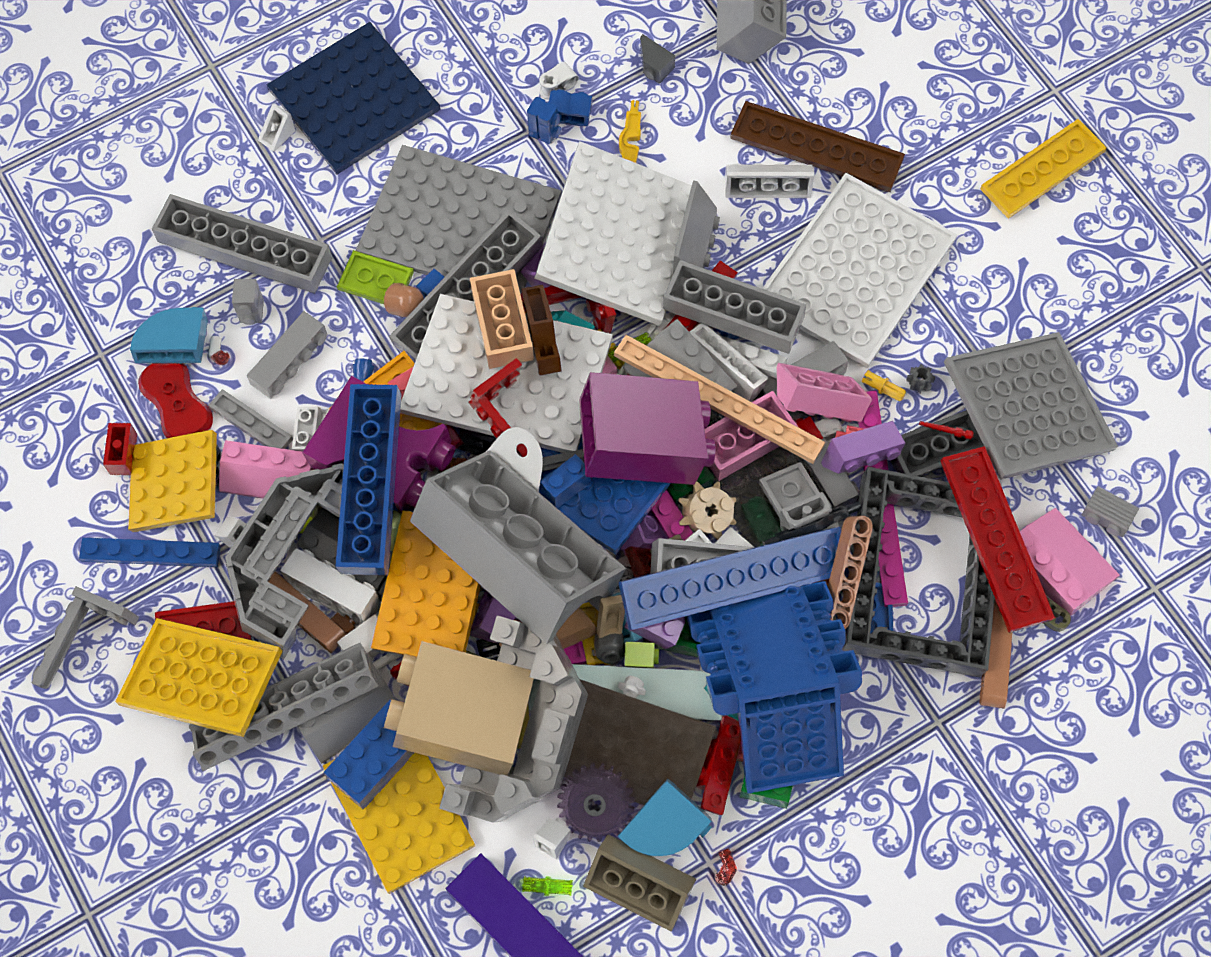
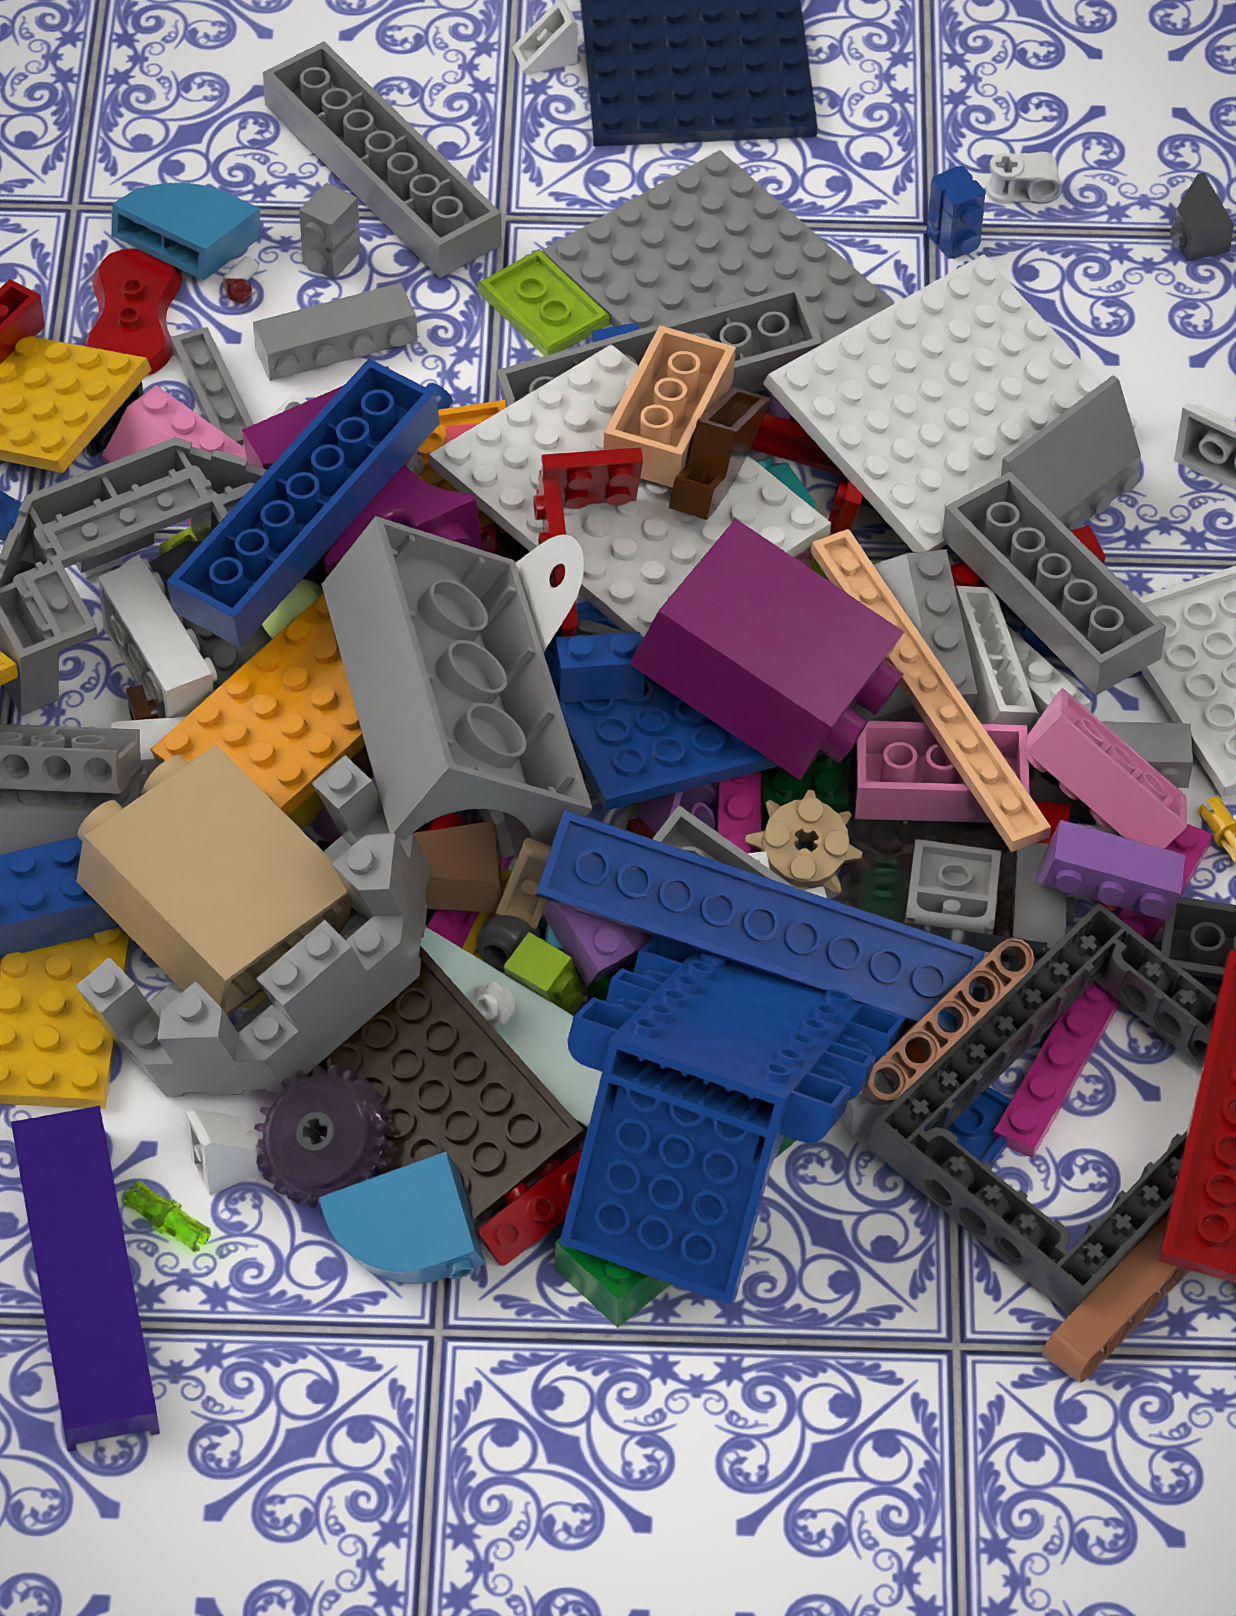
camera: 30 degrees right, 15 degrees down
(314, 621) = (97, 667): nougat beam -> none
(402, 299) = (553, 332): nougat helmet -> none
(573, 107) = (1018, 223): blue brick -> none
(631, 133) = (1089, 301): yellow piece -> none
(639, 882) = (306, 1287): dark tan slope -> none
(728, 868) = (446, 1358): clear red arm -> none

